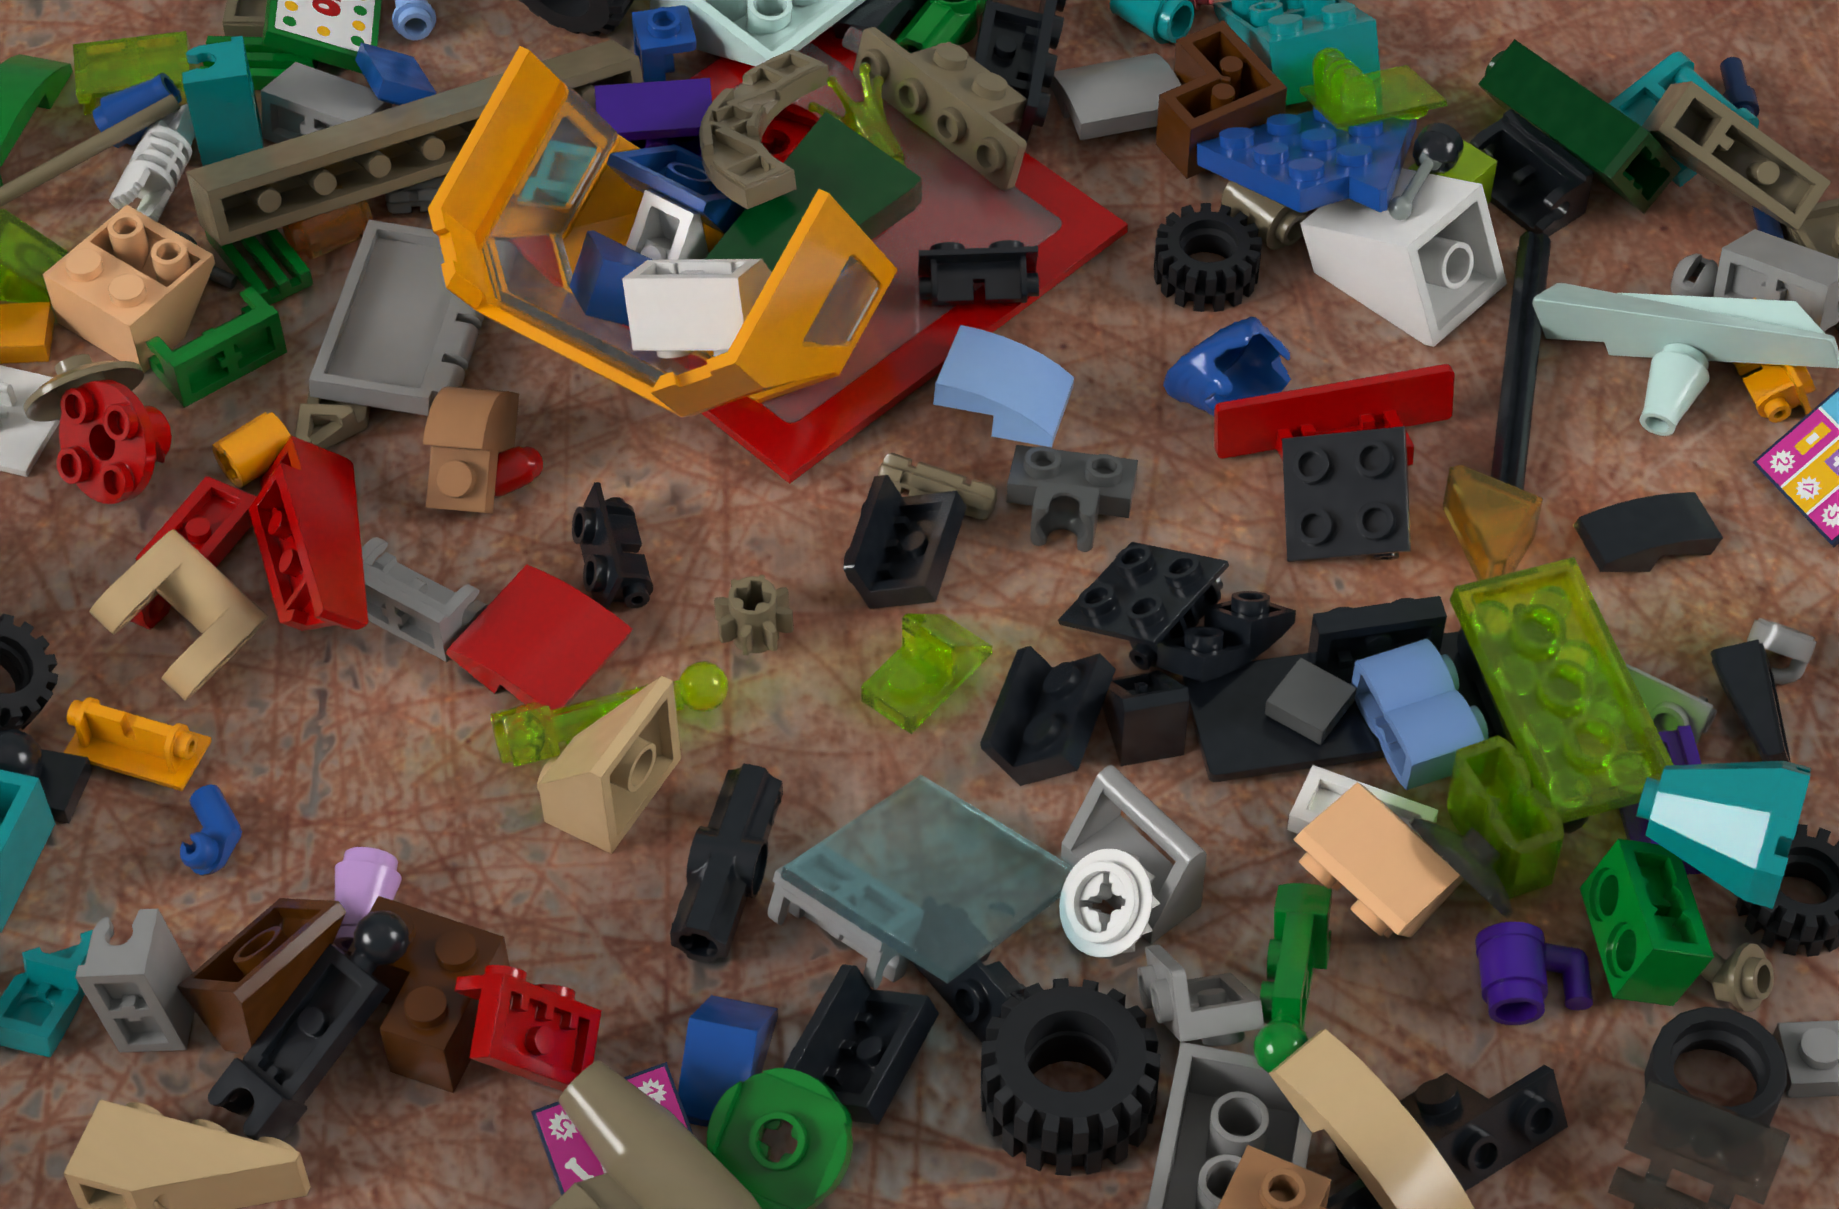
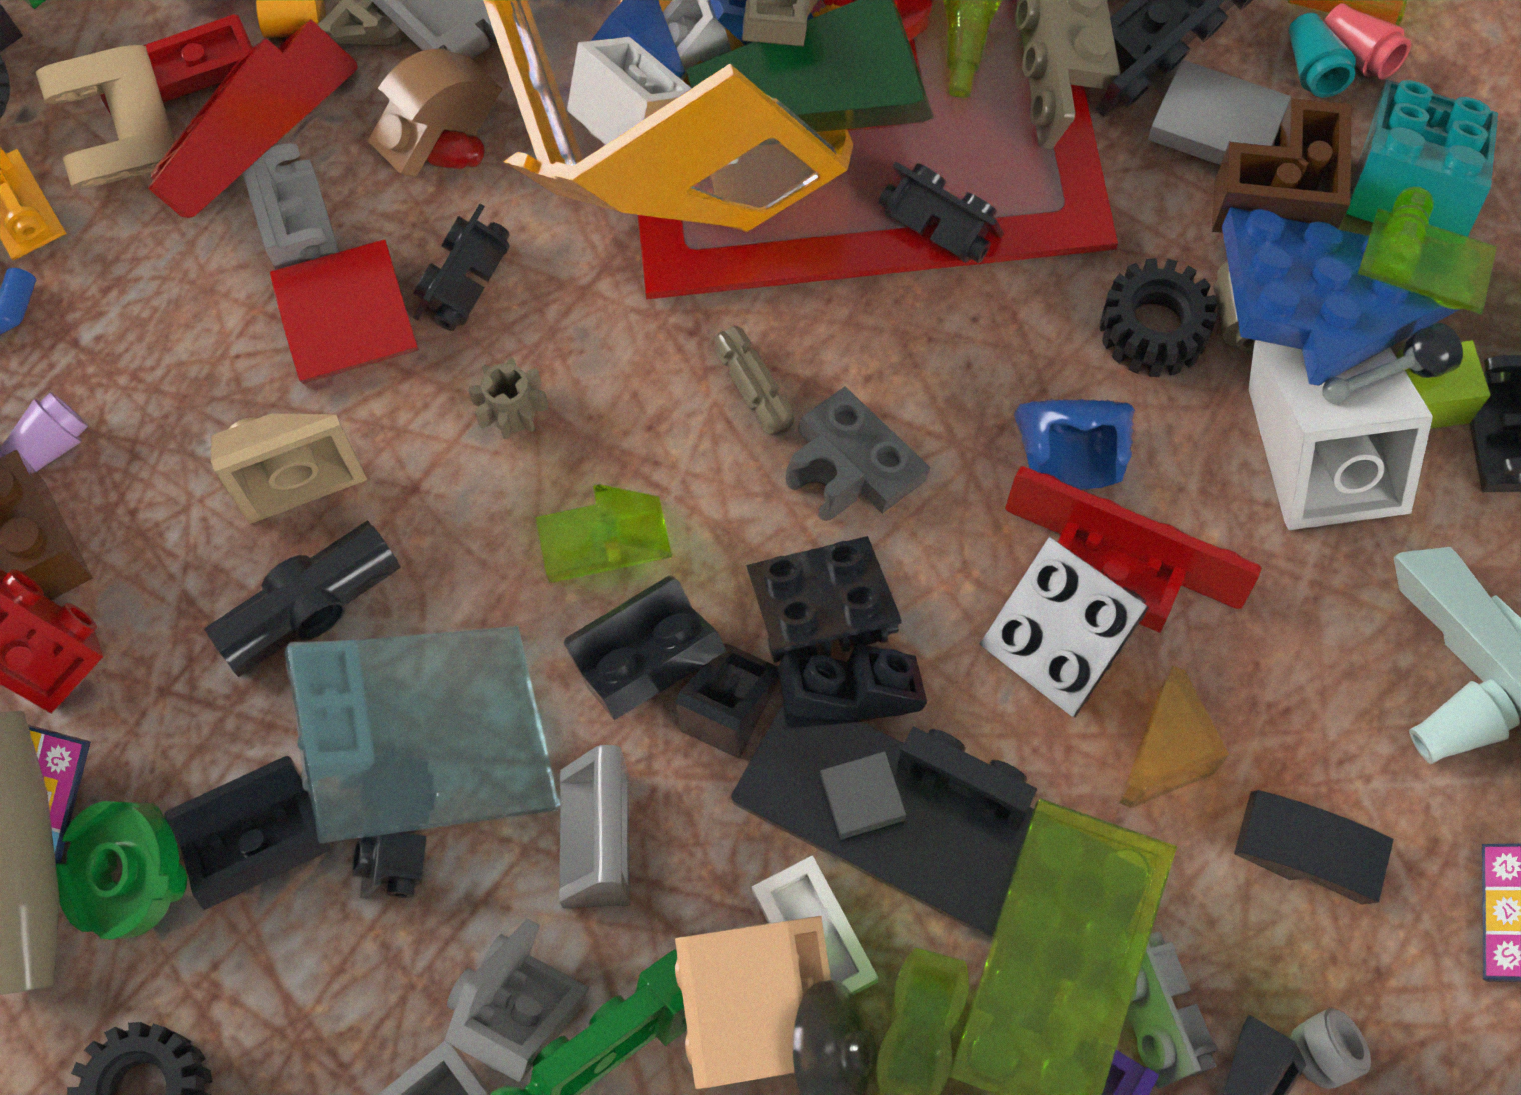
camera: 40 degrees right, 15 degrees up
(533, 730) = (261, 386): clear neon green plate -> none
(722, 1046) = (164, 754): blue slope -> none
(902, 545) = (671, 413): black bracket -> none
(1006, 381) = (874, 327): light blue slope -> none
(1079, 1028) = (323, 954): black tyre -> none
(1096, 880) = (521, 874): white gear -> none
(1416, 711) = (935, 879): medium blue brick -> none
(1520, 361) = (1340, 608): black axle -> none

